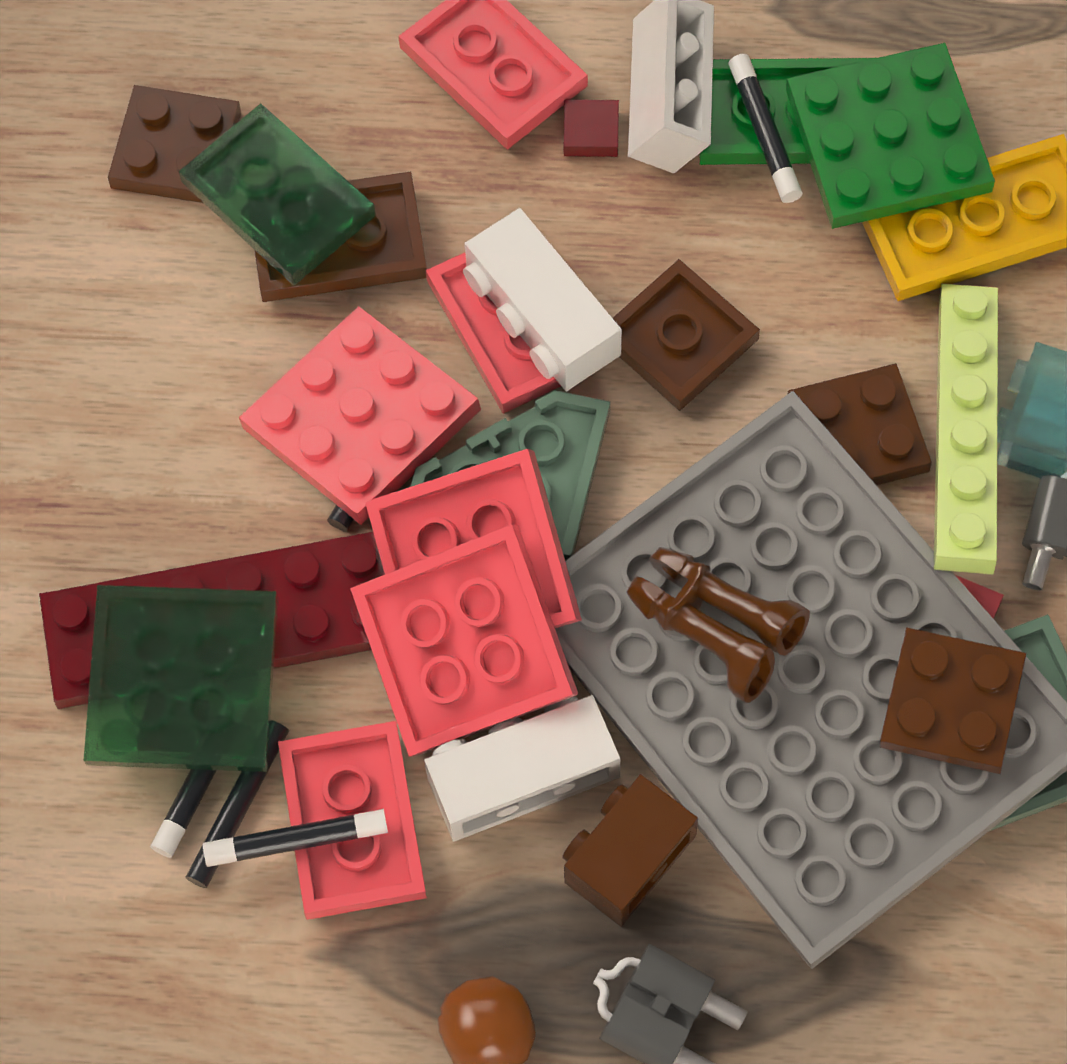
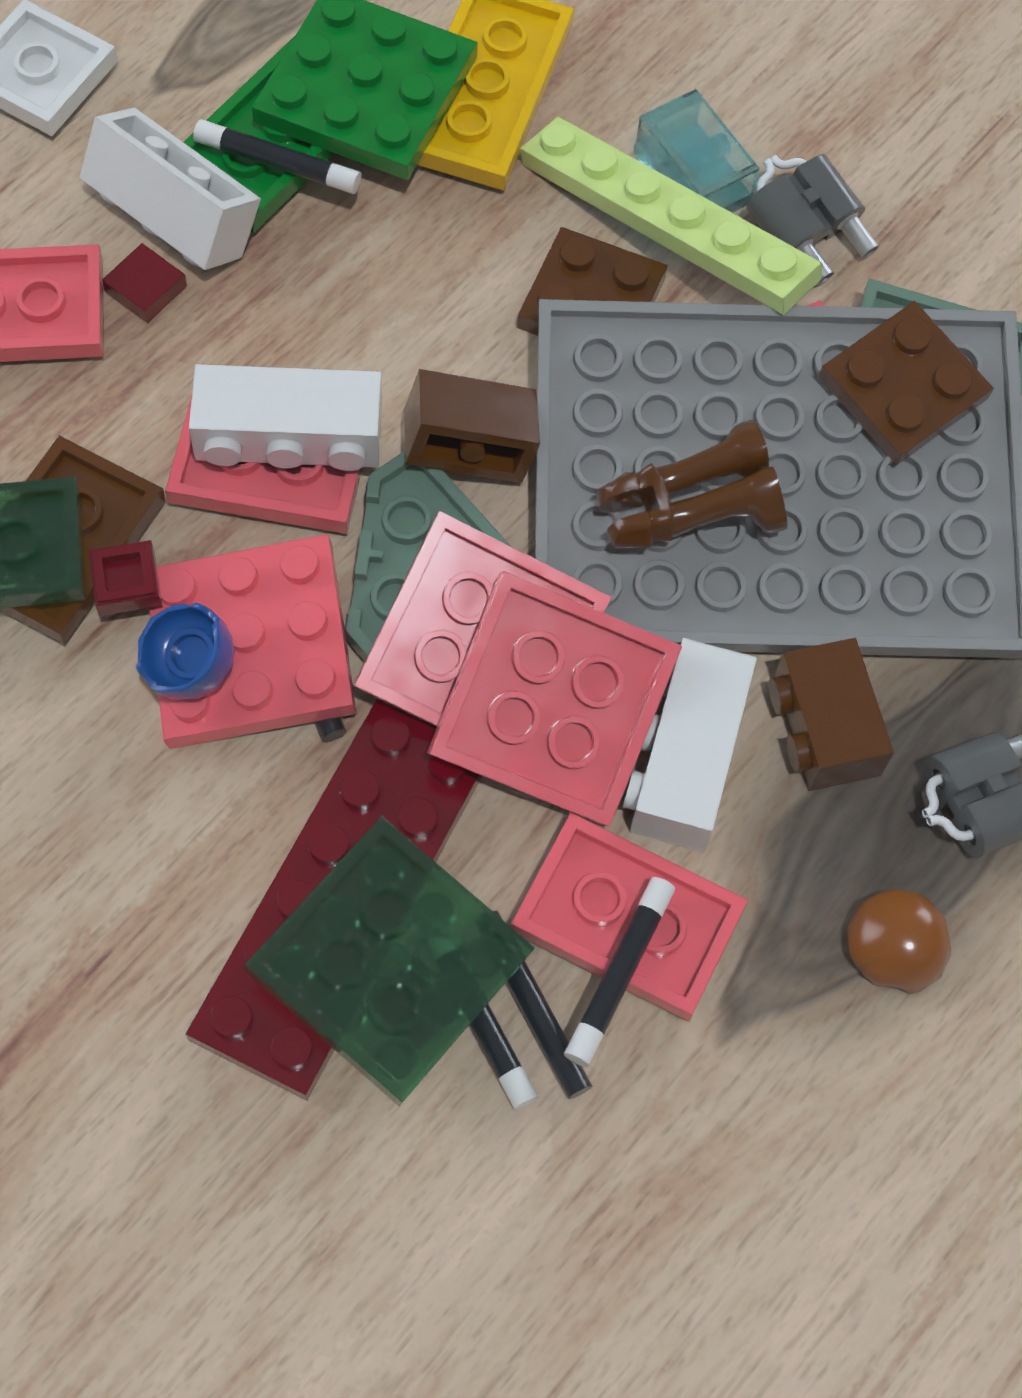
camera: 60 degrees left, 0 degrees up
(298, 376) = (185, 652): none -> blue hair
(332, 297) = (125, 578): none -> dark red tile
(649, 424) = (471, 426): none -> reddish brown brick
(682, 334) = (397, 339): reddish brown plate -> none

